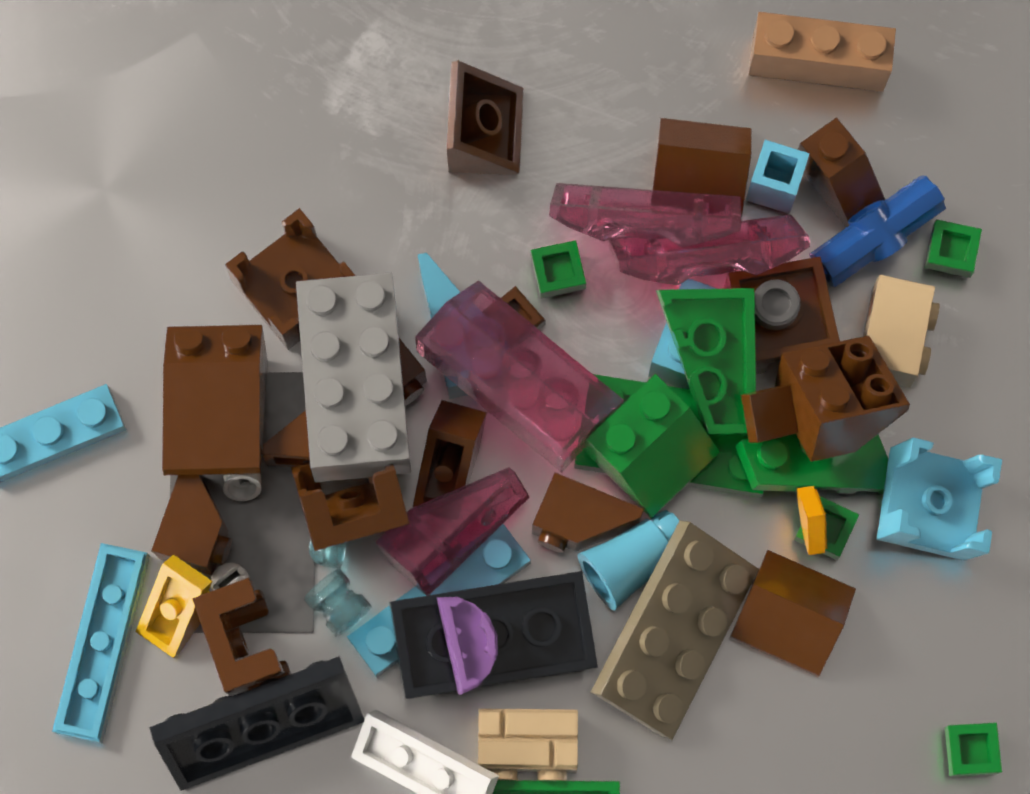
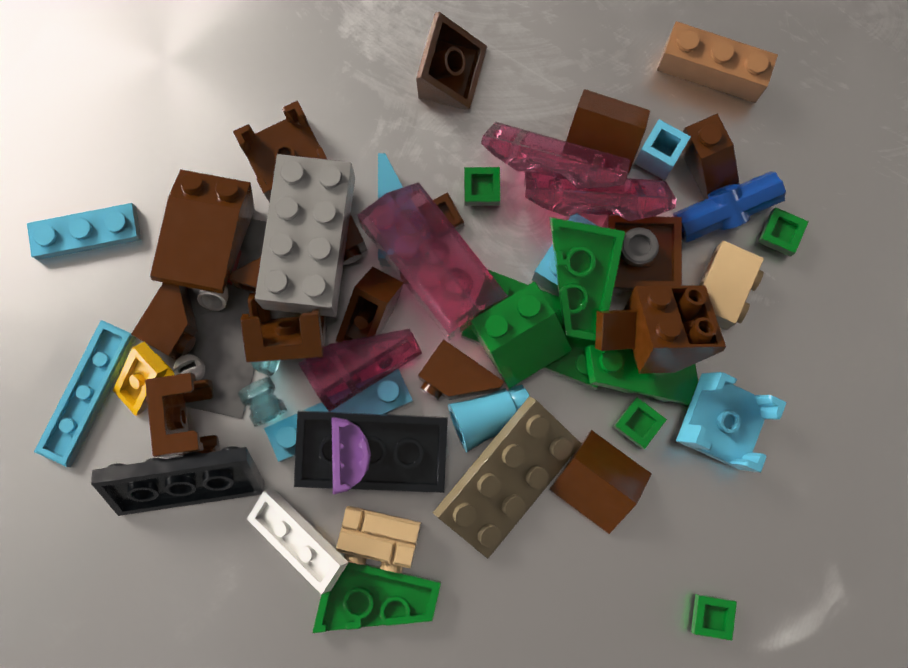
camera: 15 degrees right, 5 degrees up
(812, 520) = (630, 417): light orange tile -> none

